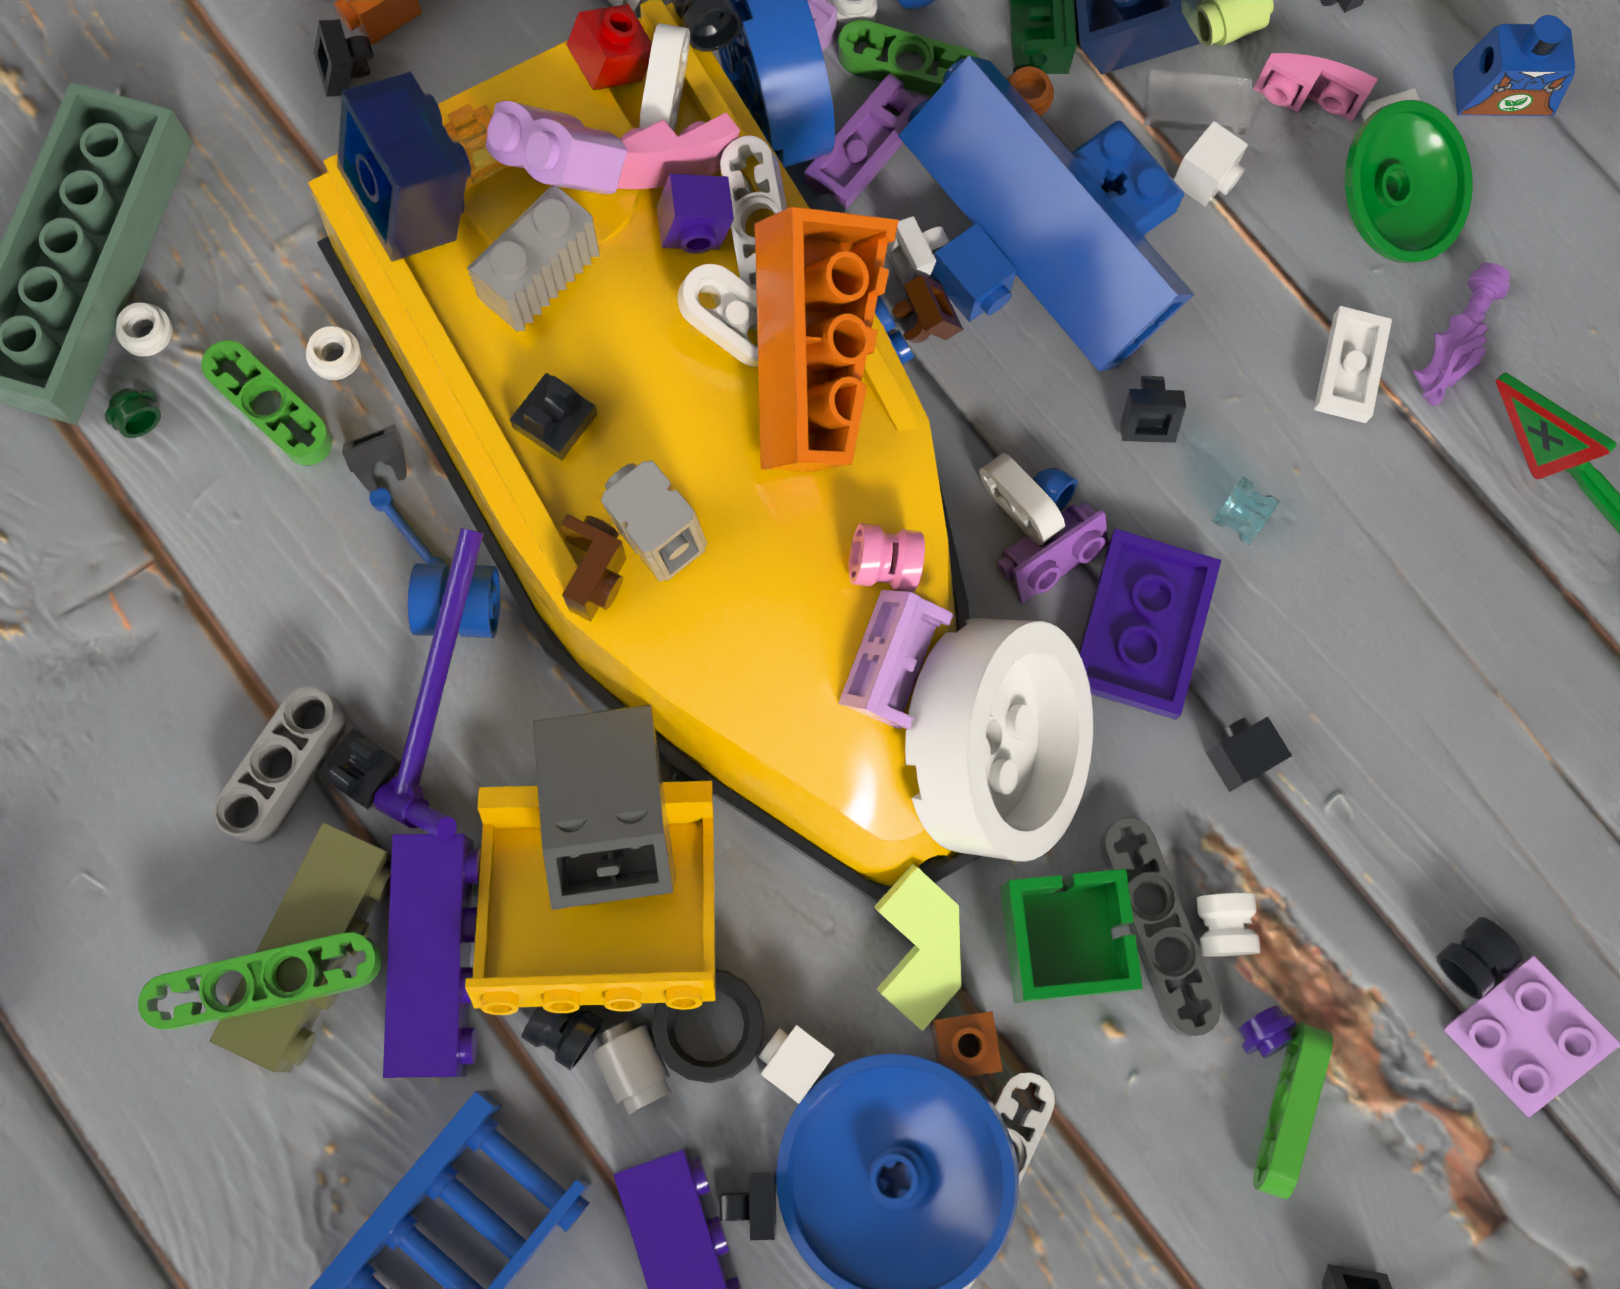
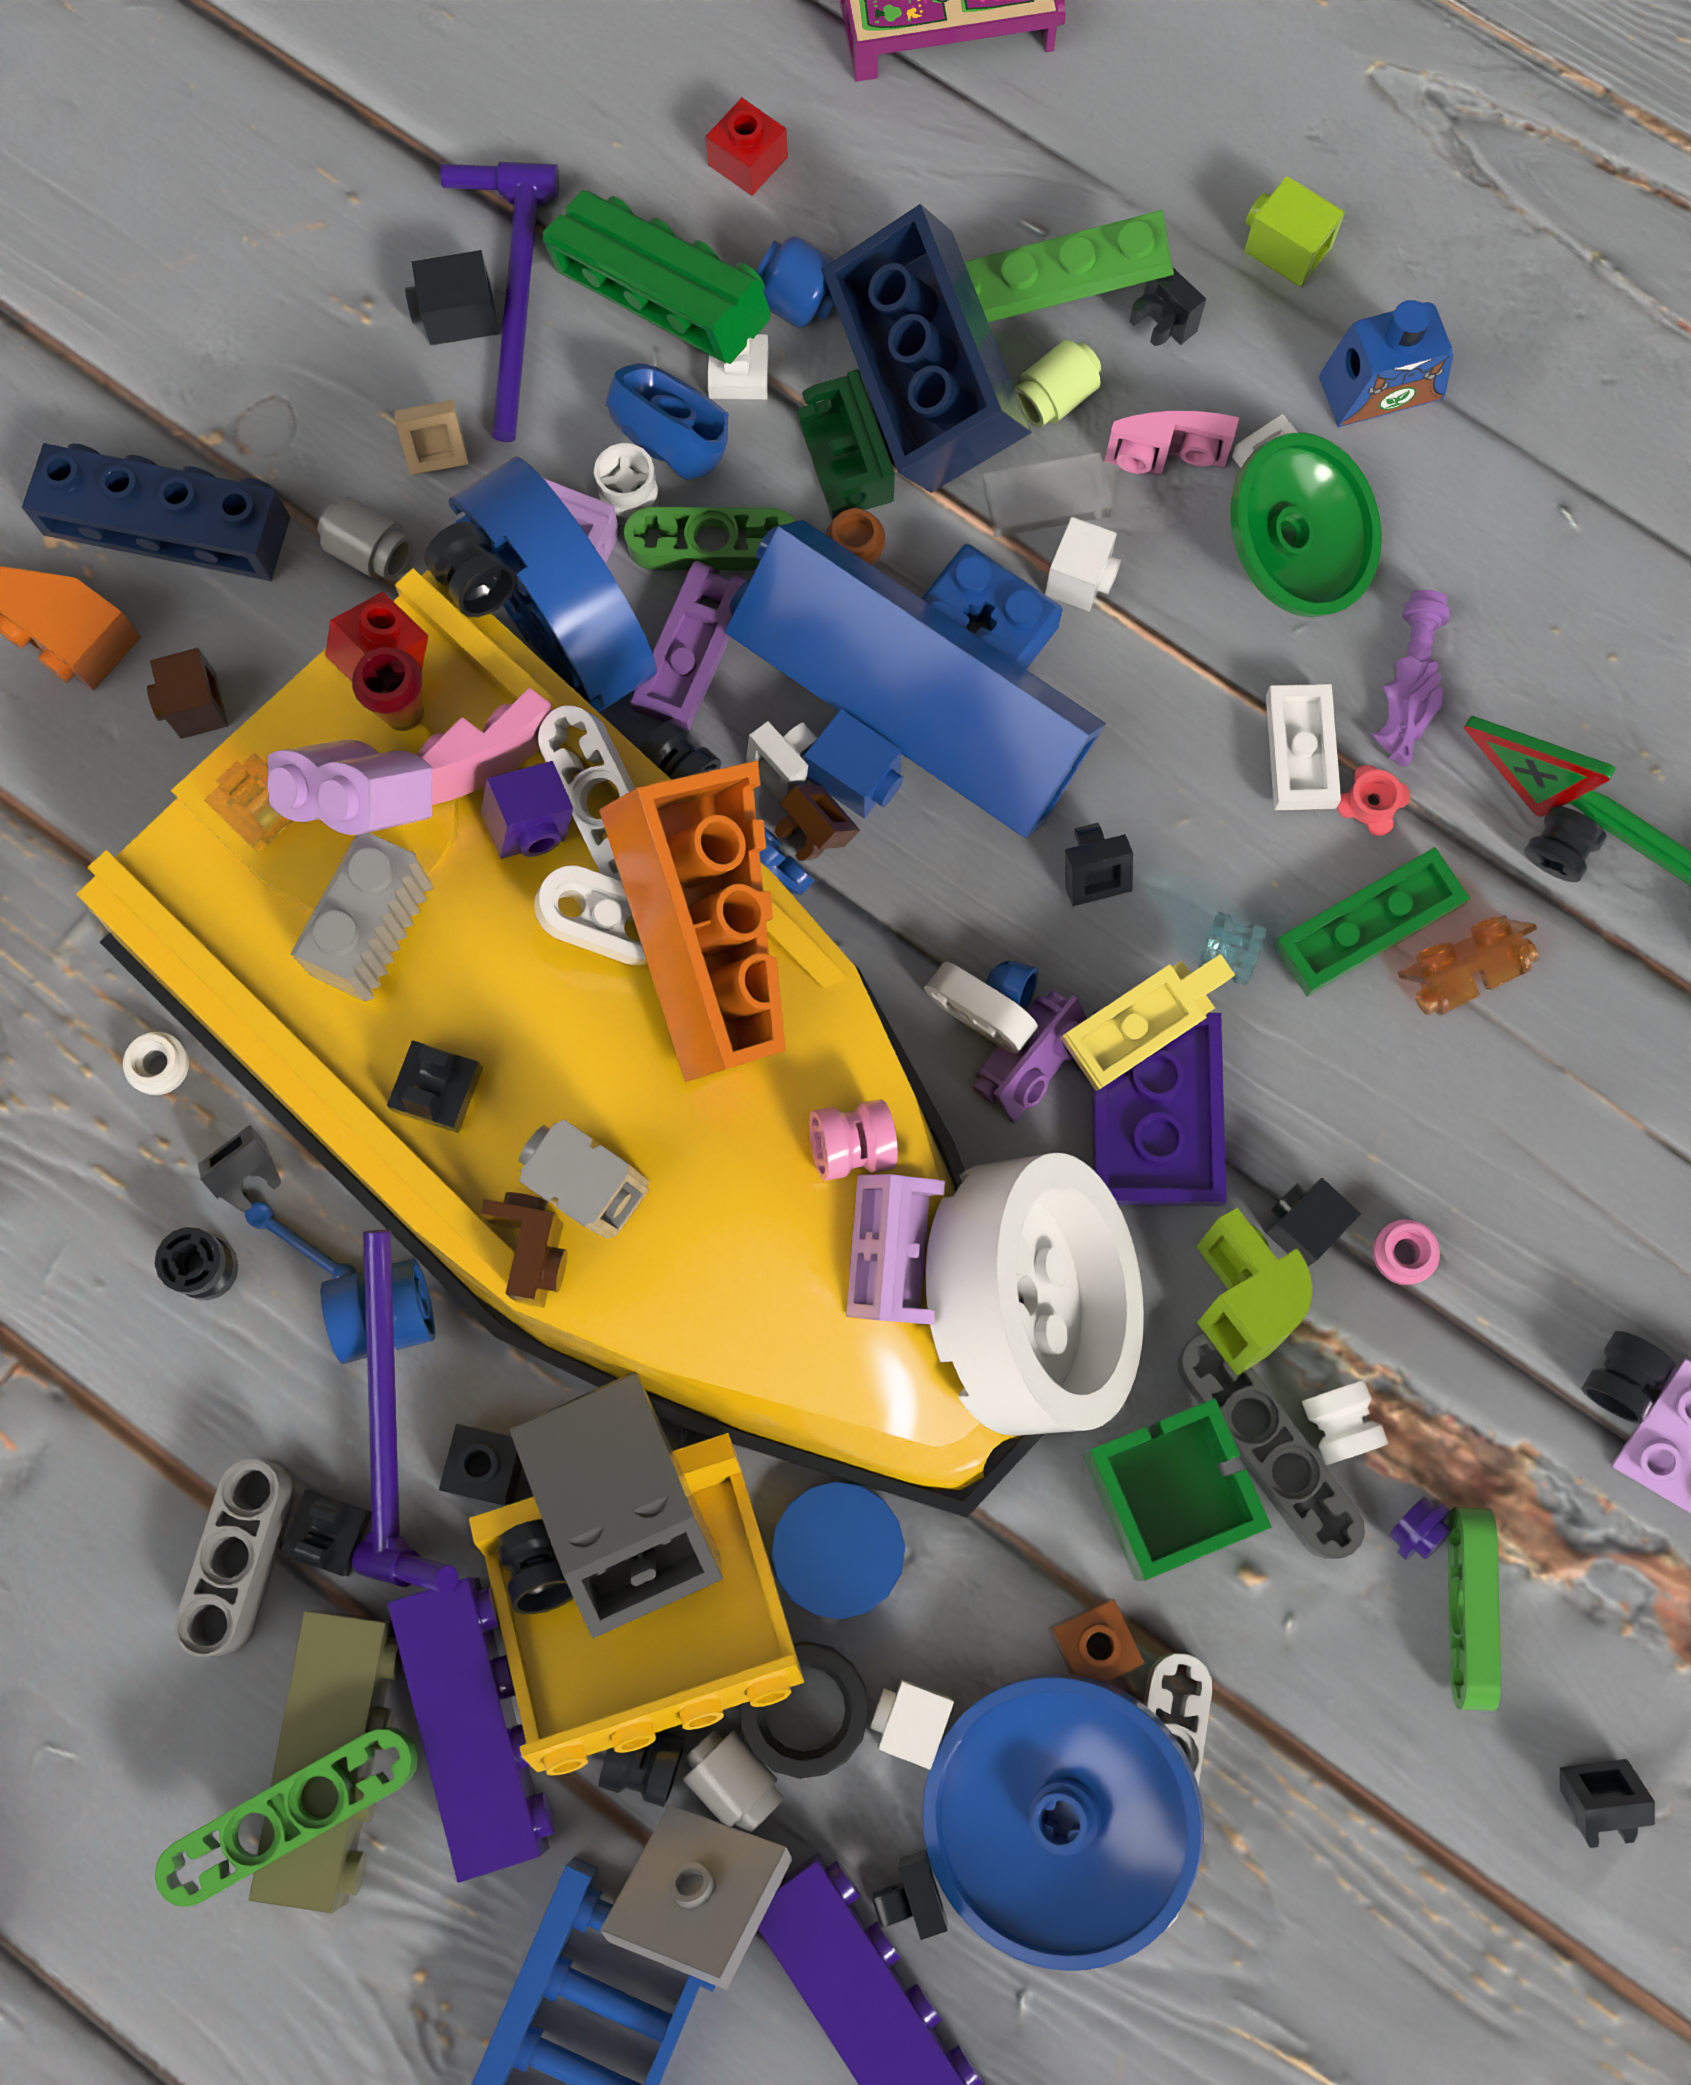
camera: 10 degrees left, 0 degrees up
(260, 381) = (89, 1117): bright green beam -> none
(327, 531) = (209, 1271): none -> black wheel
(340, 57) = (63, 719): black tile -> none
(402, 165) = (181, 853): clear blue brick -> none
(444, 62) = (186, 693): none -> reddish brown plate
(507, 769) = (501, 1480): none -> black plate
(520, 843) = (535, 1572): none -> black wheel
(576, 1148) = (697, 1896): none -> light grey plate
(612, 79) = (390, 687): none -> dark red cone
(665, 75) = (448, 665): white beam -> none
(774, 906) = (838, 1550): none -> blue tile
(932, 968) = (1033, 1569): yellowish green tile -> none
(1156, 545) = (1144, 1020): none -> light yellow hinge
(1188, 797) = (1263, 1294): none -> lime brick
(1334, 794) = (1424, 1246): none -> bright pink plate
(1369, 522) = (1371, 921): none -> green plate
(1410, 414) = (1378, 783): none -> coral plate
(1466, 576) = (1447, 969): none -> clear orange hinge
(1552, 504) = (1565, 843): none -> black wheel

